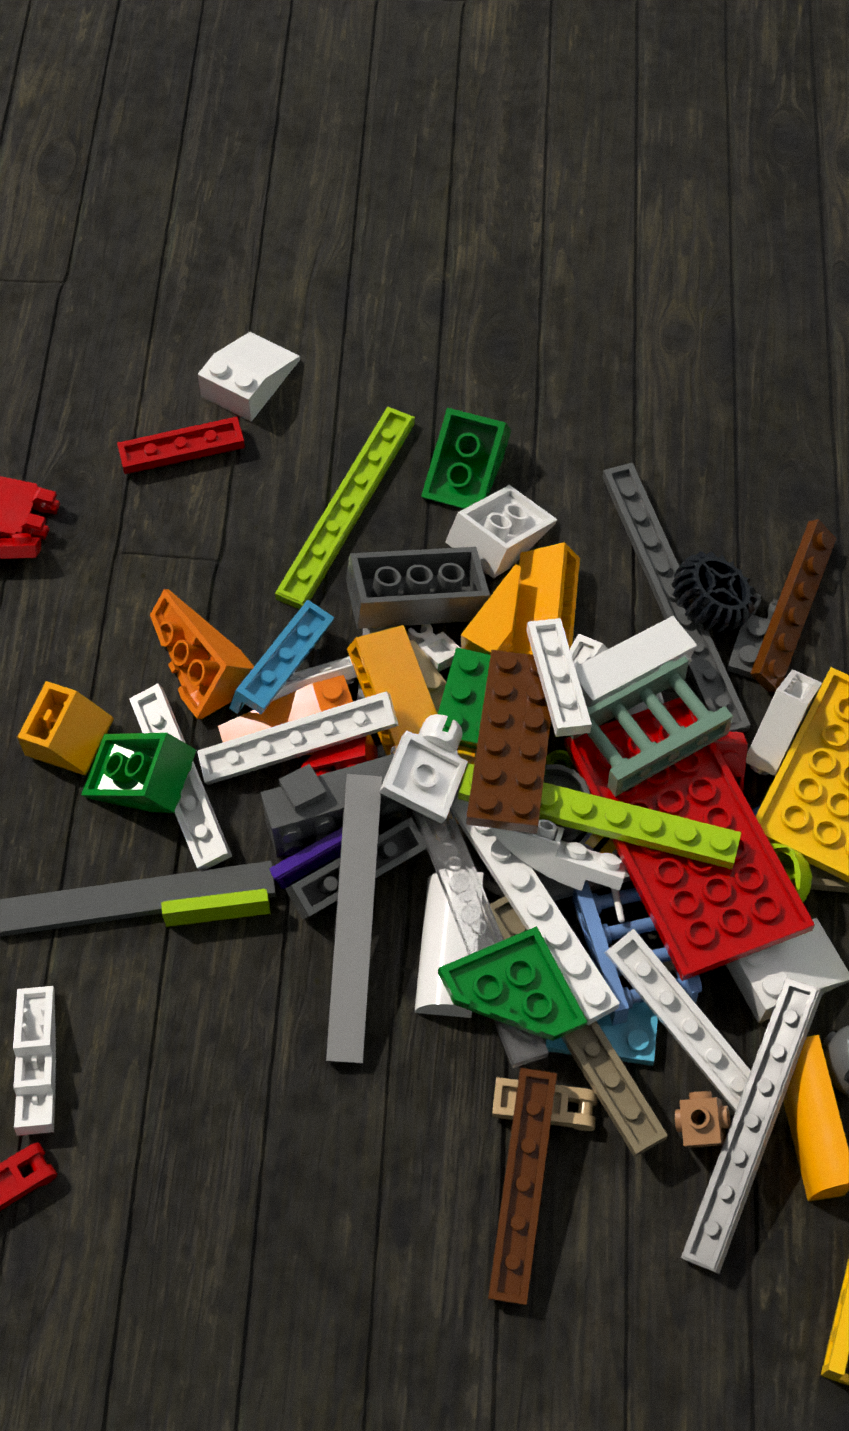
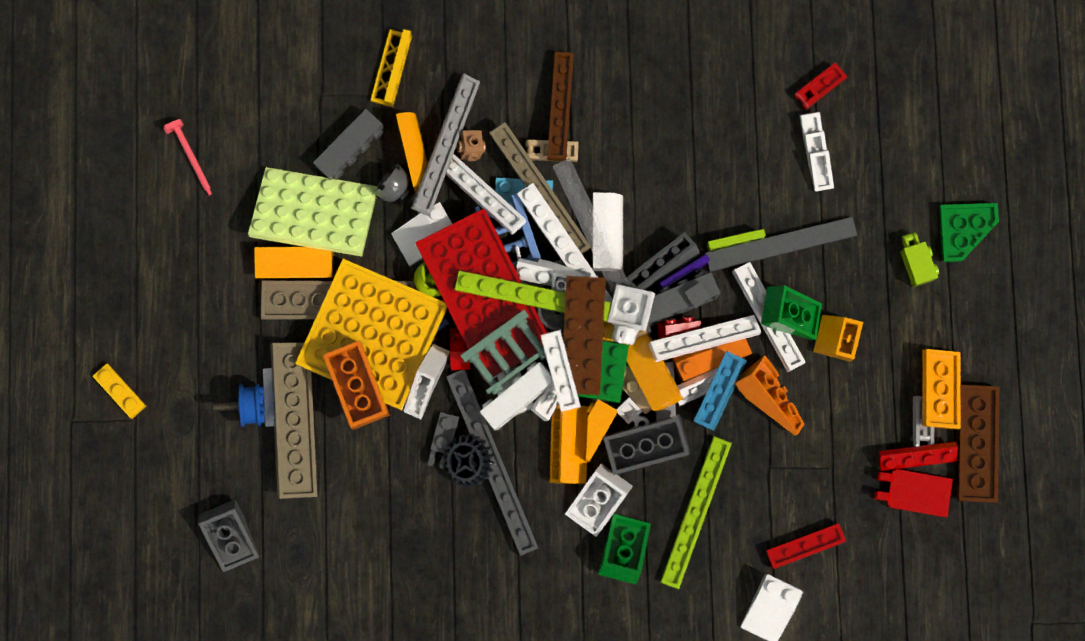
camera: 175 degrees right, 20 degrees up
(354, 919) = (660, 234): light grey tile -> none
(516, 986) = (572, 195): green plate -> none
(793, 606) = (419, 461): reddish brown plate -> none

